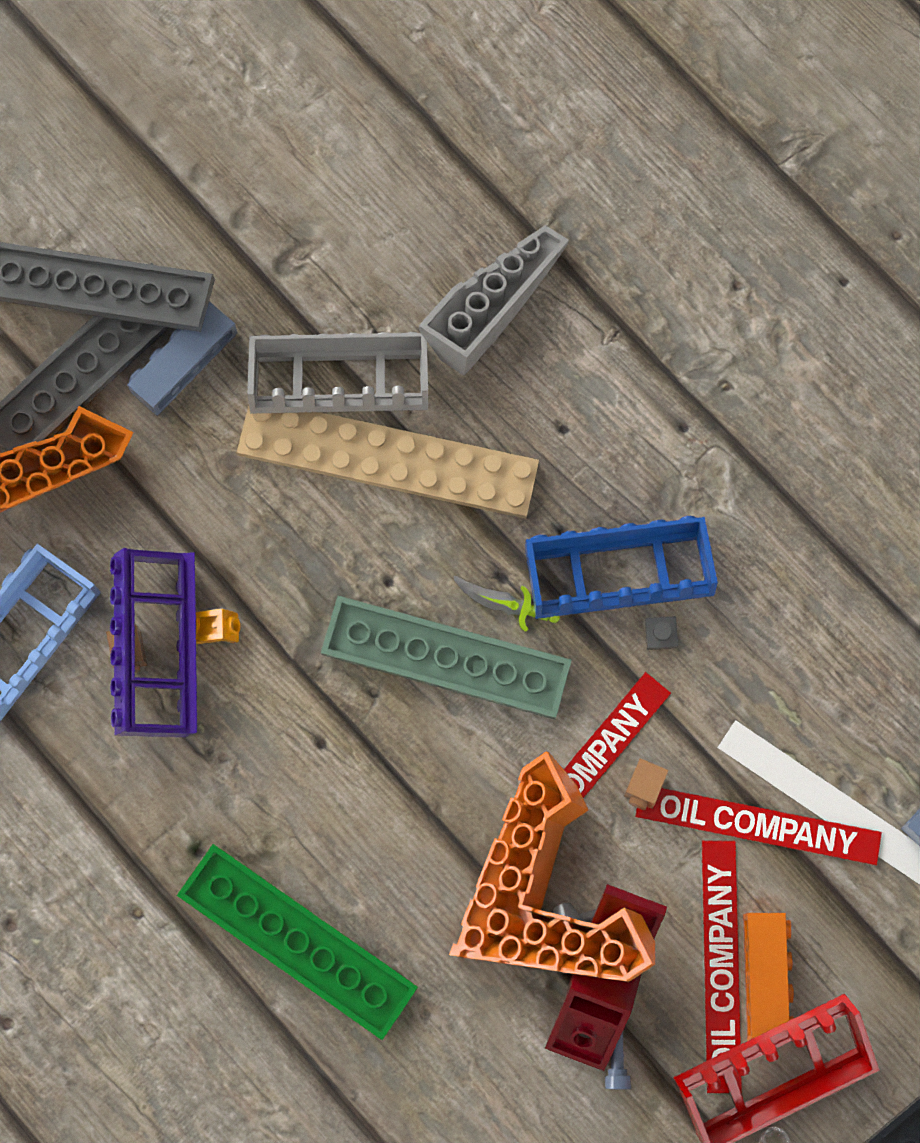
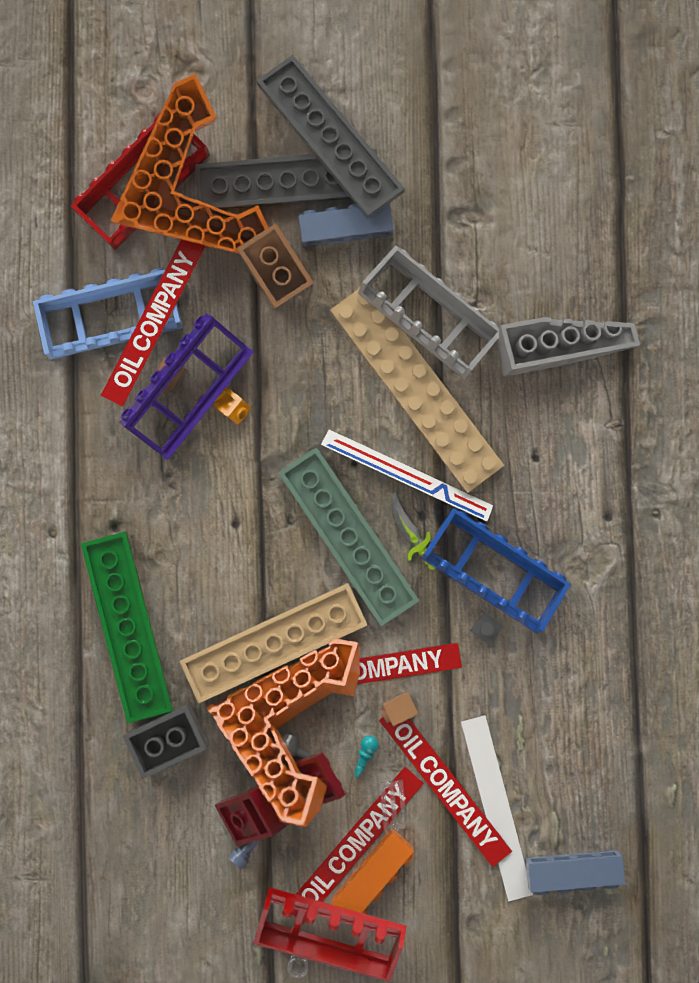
camera: 45 degrees right, 10 degrees up
(65, 607) = (152, 322): none -> red sticker
(146, 452) = (274, 266): none -> medium nougat slope
(438, 1021) = (166, 740): none -> dark grey brick
(451, 548) = (407, 475): none -> white sticker
(461, 829) = (273, 643): none -> tan plate
(648, 849) = (369, 746): none -> teal bar
(744, 907) = (391, 784): none -> clear tile

